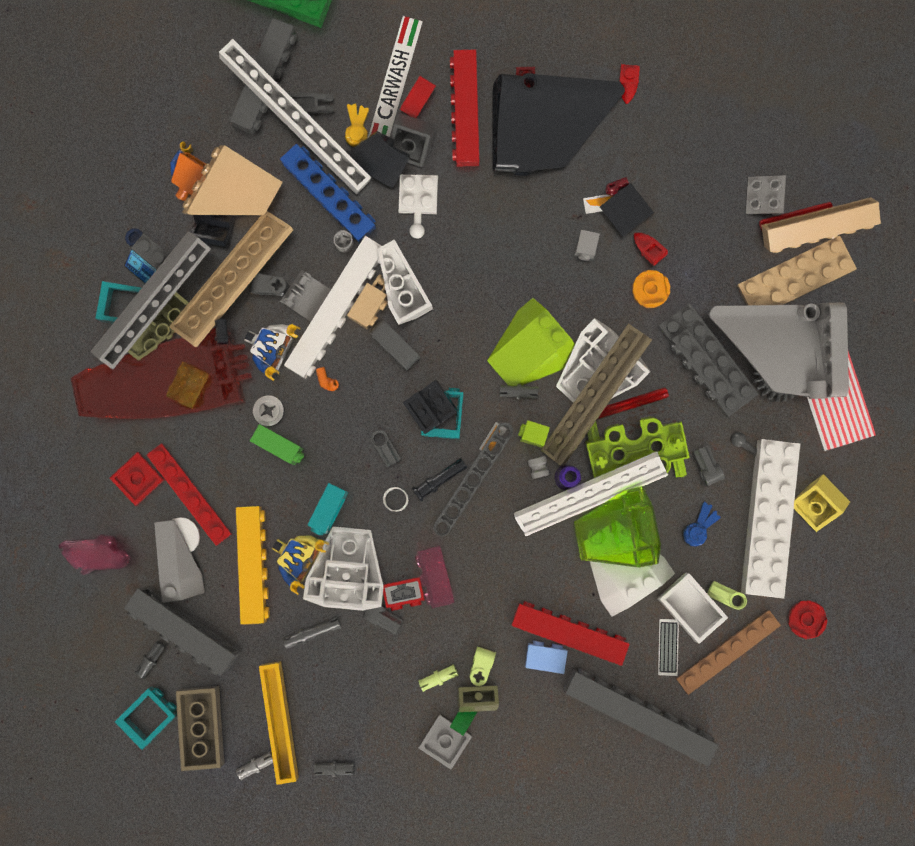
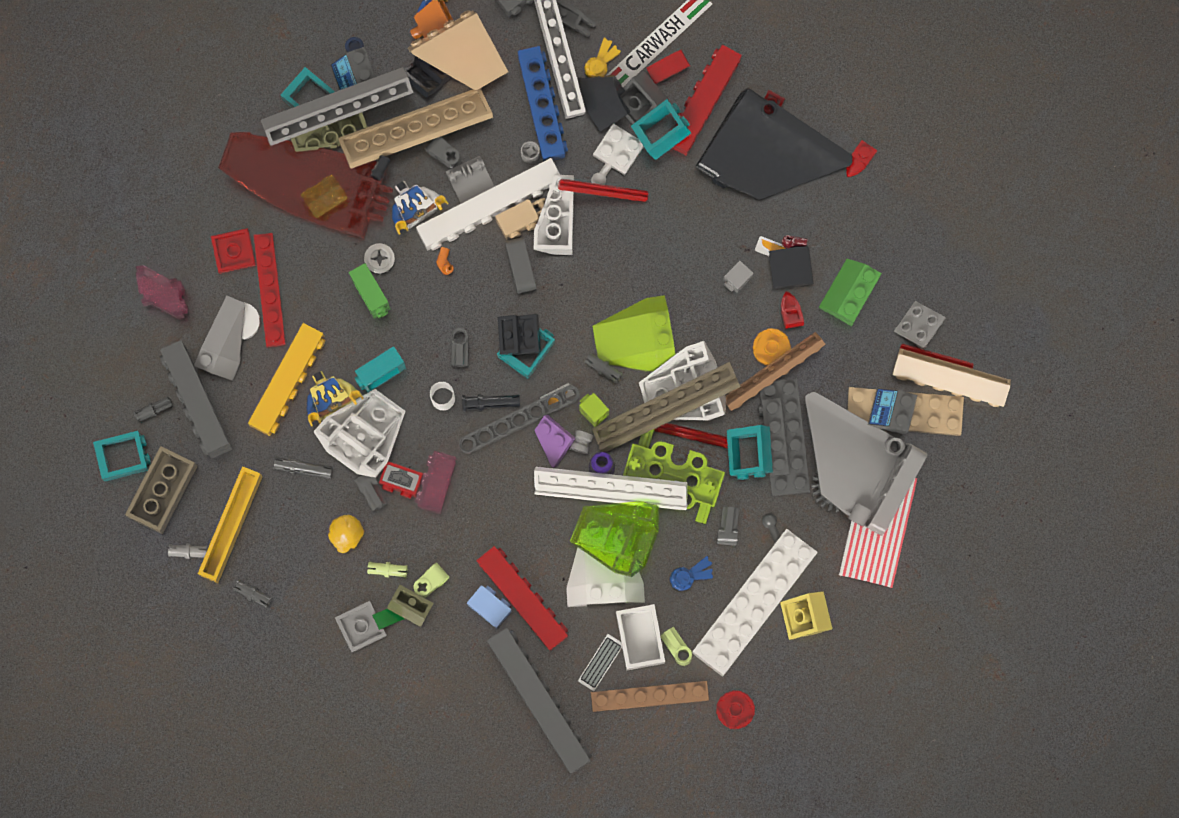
camera: 30 degrees right, 5 degrees down
(383, 668) = (345, 533): none -> yellow hair
(426, 237) = (602, 190): none -> red axle
(459, 159) = (668, 140): none -> teal window
(513, 479) = (553, 439): none -> medium lavender wing
(669, 305) = (774, 370): none -> medium nougat plate
(690, 200) = (850, 291): none -> bright green slope
(701, 381) = (764, 451): none -> teal window
(790, 282) = (892, 410): none -> slope

